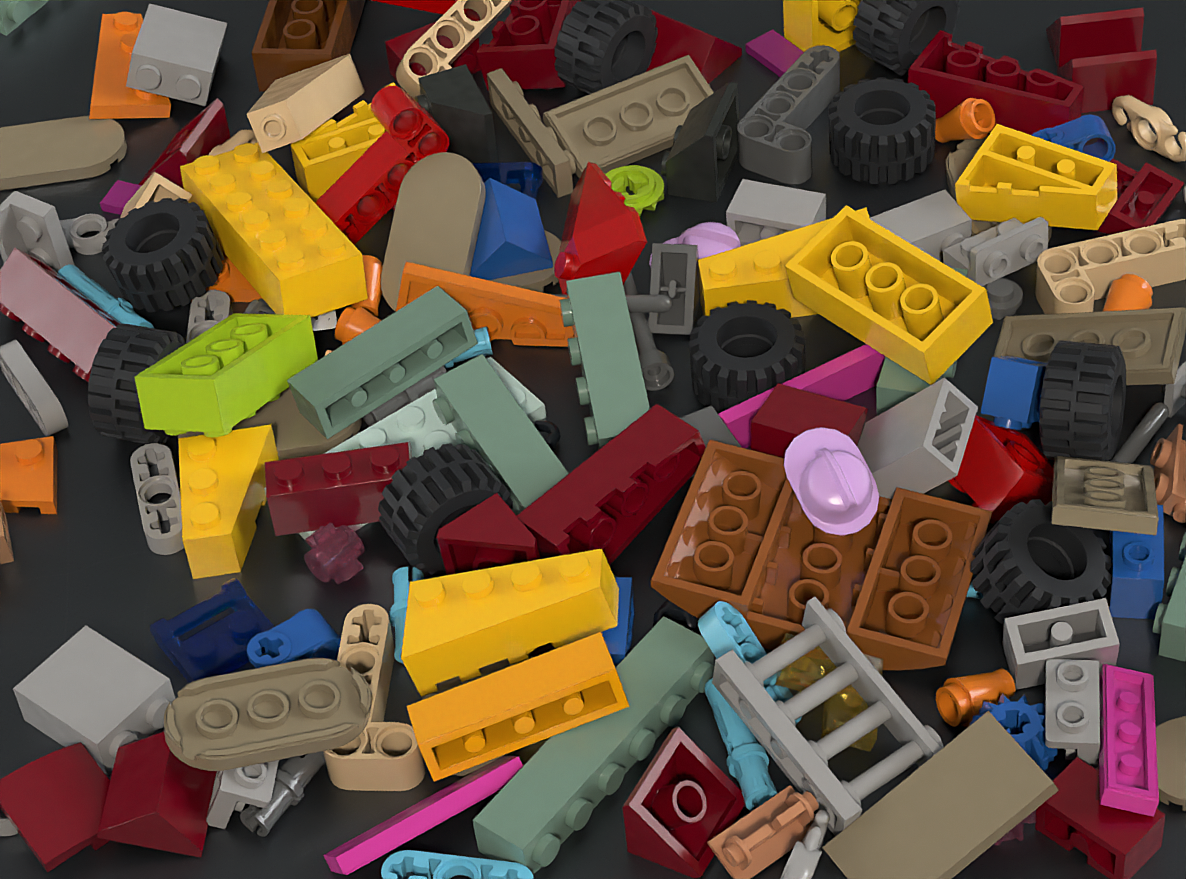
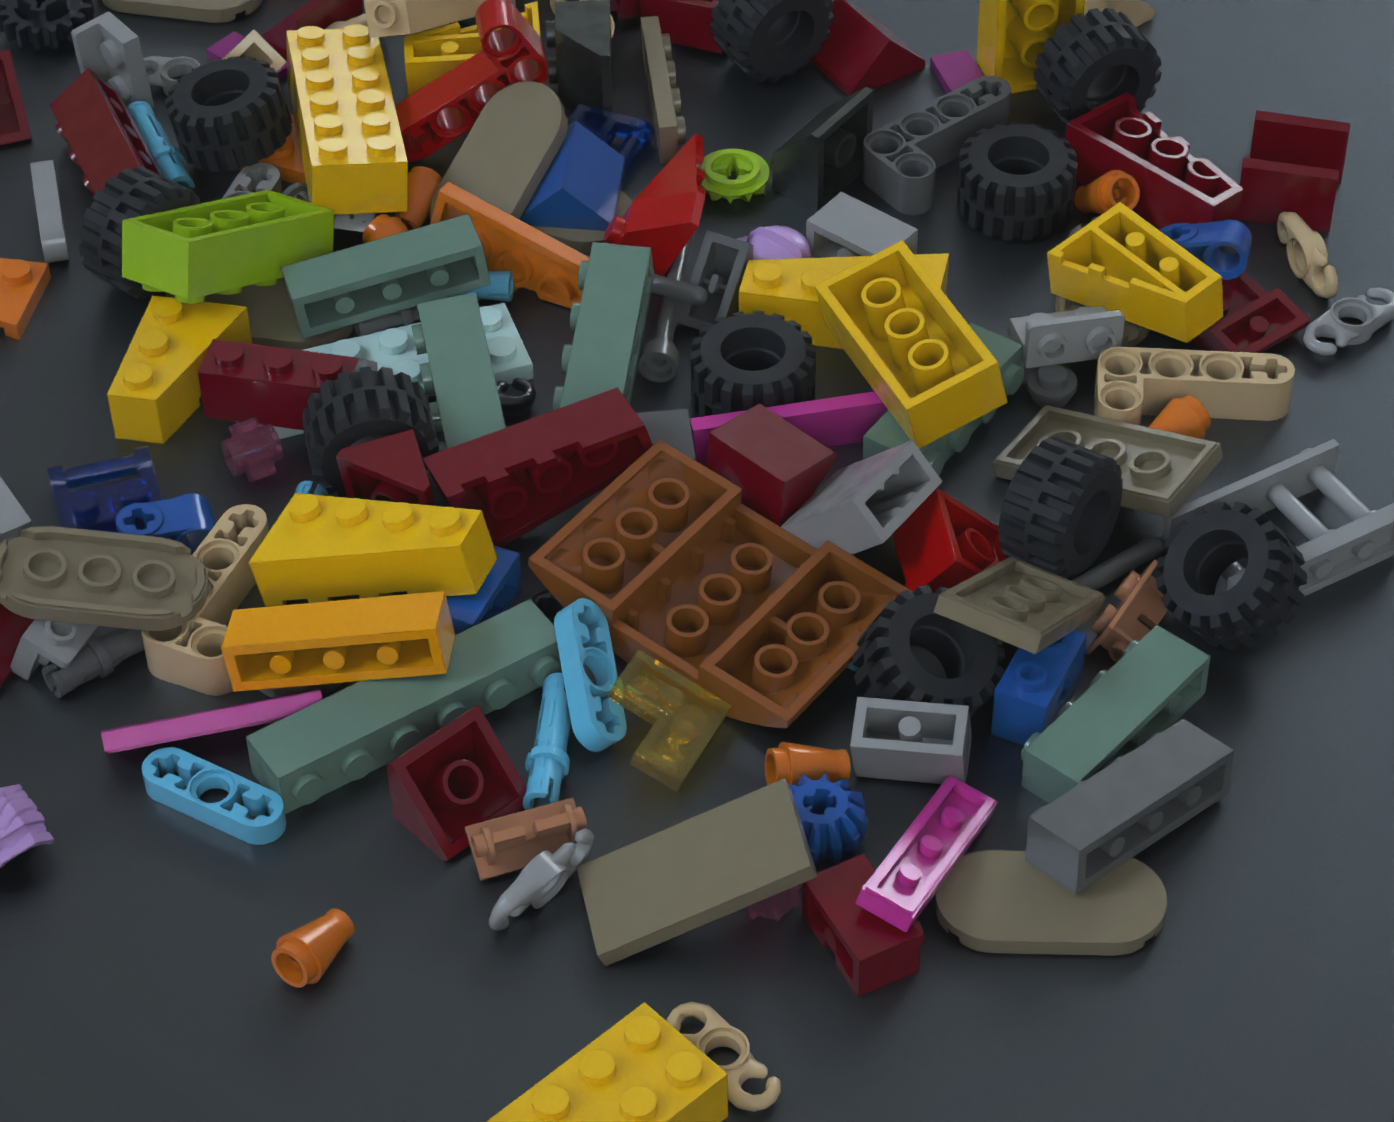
camera: 15 degrees right, 0 degrees up
(149, 486) = (110, 337): light grey beam -> none
(629, 117) = (763, 100): dark tan tile -> none
(804, 760) = (584, 729): light grey fence -> none
(831, 481) = (761, 515): lavender piece -> none
(928, 223) = (999, 291): light grey brick -> none
(1014, 391) = (987, 474): blue brick -> none
(1073, 708) = (887, 804): light grey bracket -> none

